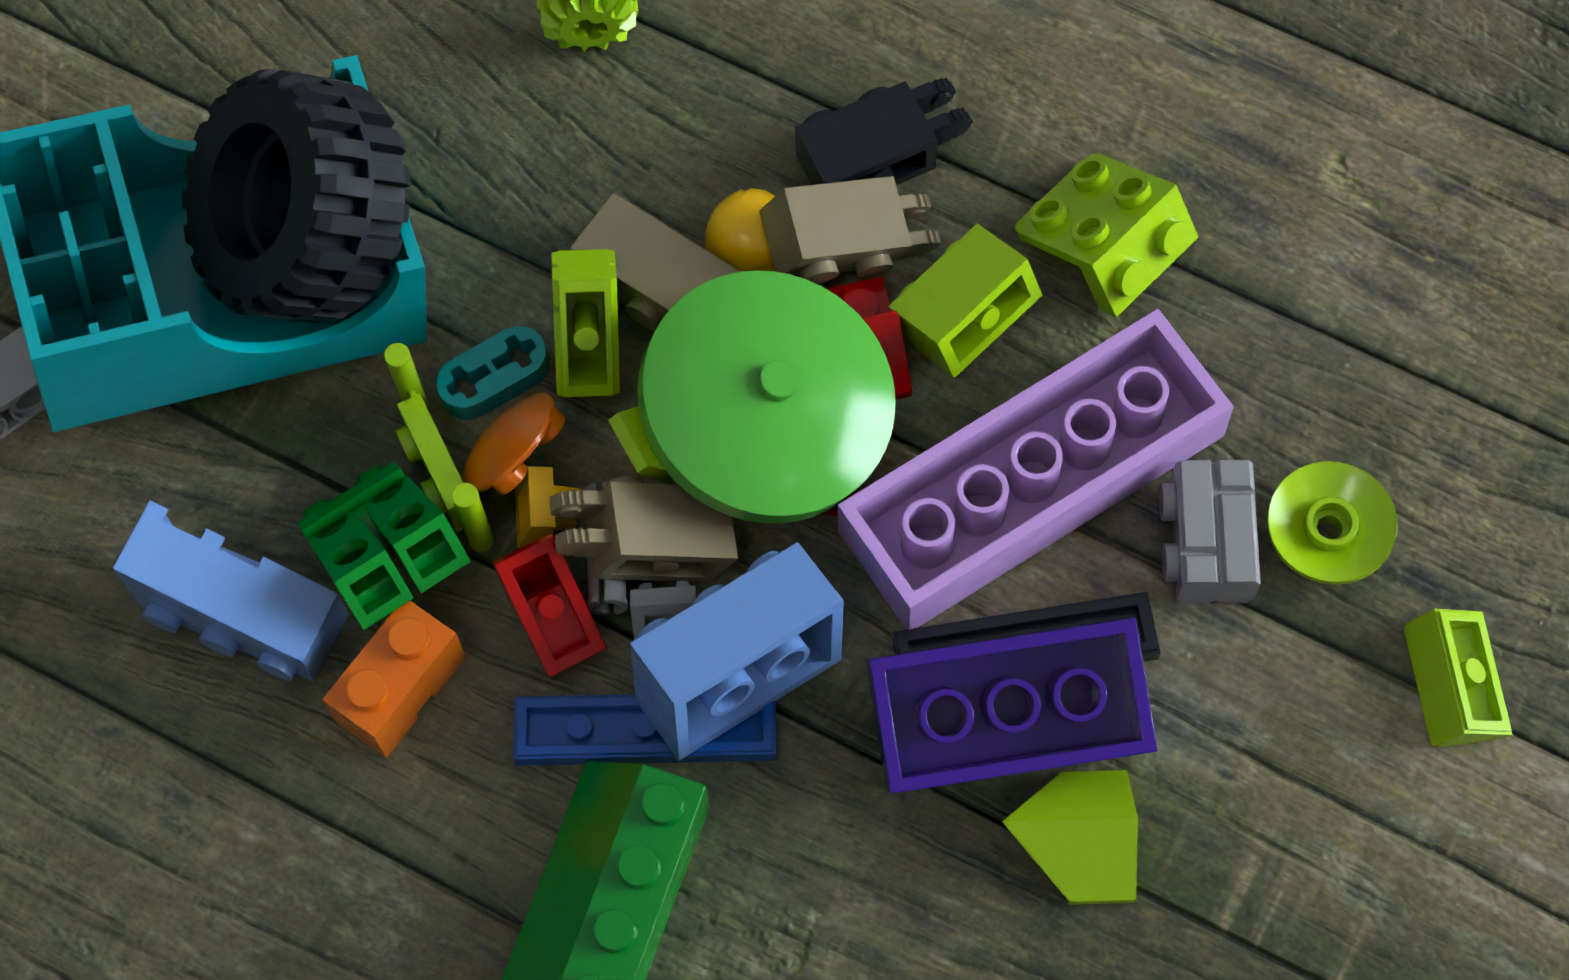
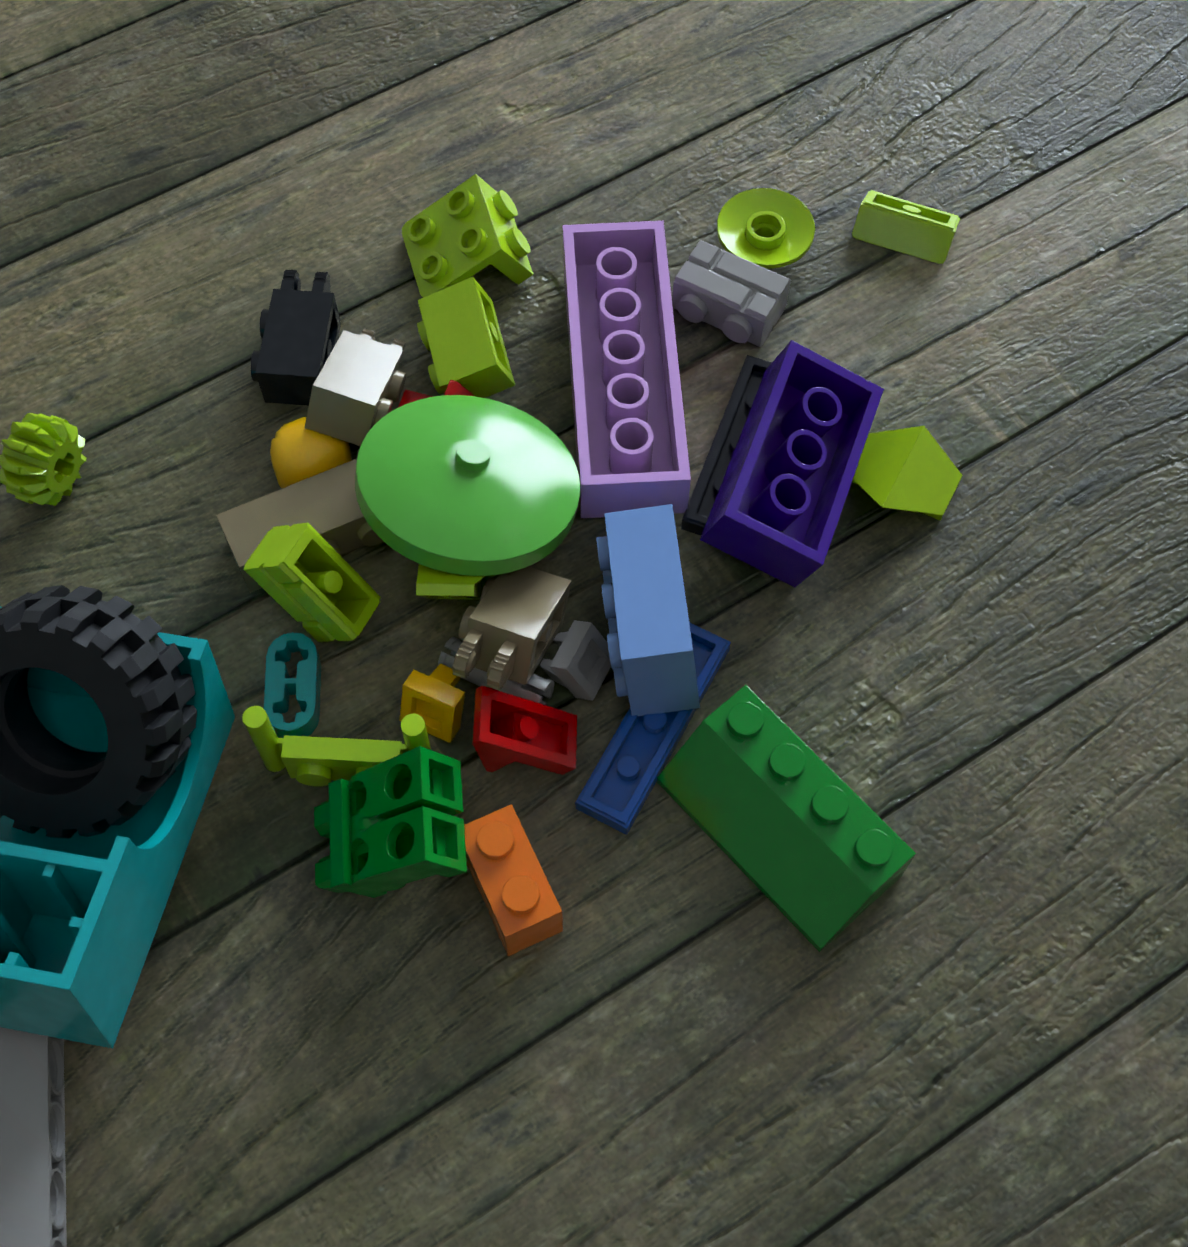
camera: 65 degrees left, 5 degrees down
(229, 597) = (360, 977): medium blue wedge -> none
(509, 440) = (370, 691): orange dish -> none

